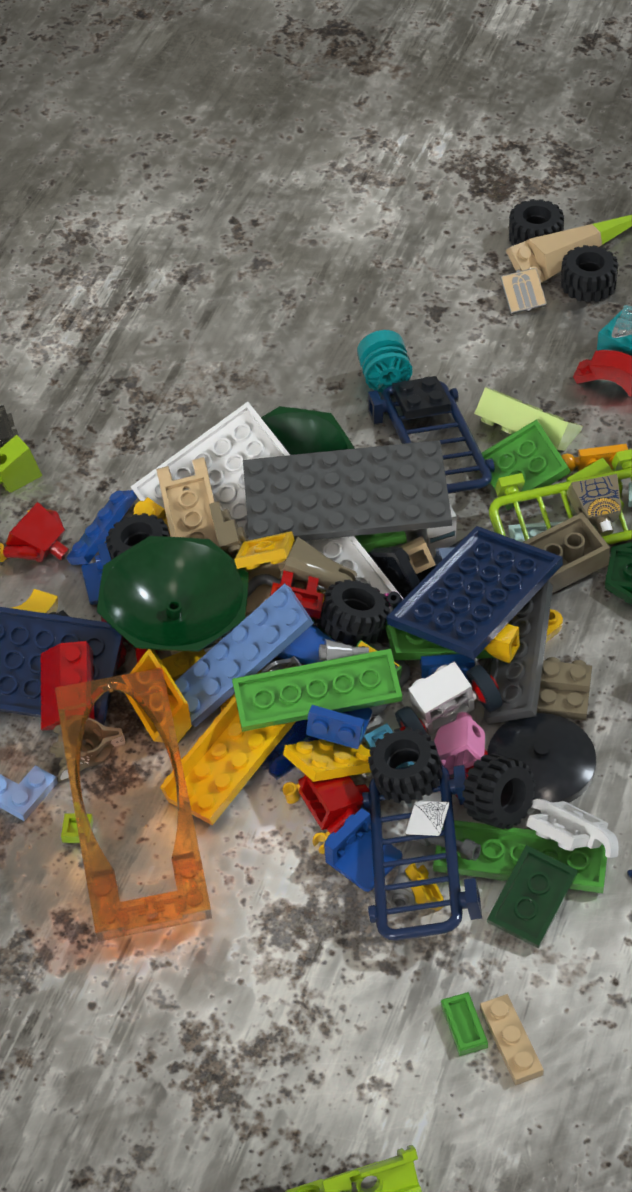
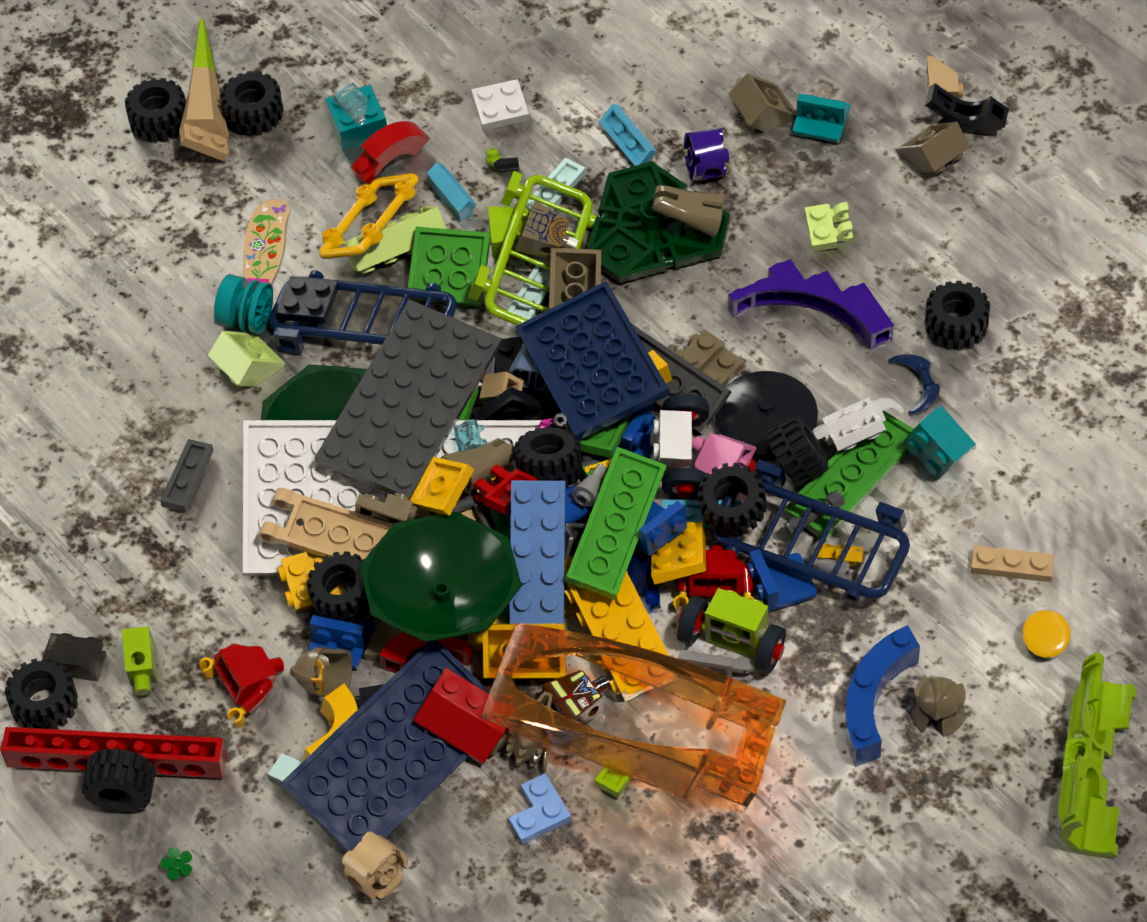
camera: 60 degrees left, 5 degrees up
(66, 579) = (323, 670): none -> dark tan helmet
(96, 533) = (270, 619): blue plate -> none
(139, 761) = (577, 696): none -> torso
(203, 413) = (186, 475): none -> dark grey plate
(237, 849) = (738, 669): none -> light grey hinge
(281, 978) = (879, 665): none -> blue brick
(284, 835) = (734, 625): none -> brick
(304, 1045) = (939, 699): none -> dark tan helmet
(340, 391) = (244, 358): none -> yellowish green slope
(343, 547) = (468, 435): none -> clear light blue tile
(427, 818) = (789, 512): white sticker -> none
(440, 1105) = (1046, 634): none -> yellow piece
(464, 353) = (265, 241): none -> tan sticker
(464, 1024) = (979, 588): bright green tile -> none
(501, 393) = (371, 233): none -> yellow bar
(523, 290) = (231, 161): piece -> none
(532, 896) = (901, 480): dark green plate -> none
(591, 455) = (478, 212): light orange plate -> none
(592, 901) = (939, 442): none -> teal brick
(604, 430) = (450, 192): none -> medium azure piece

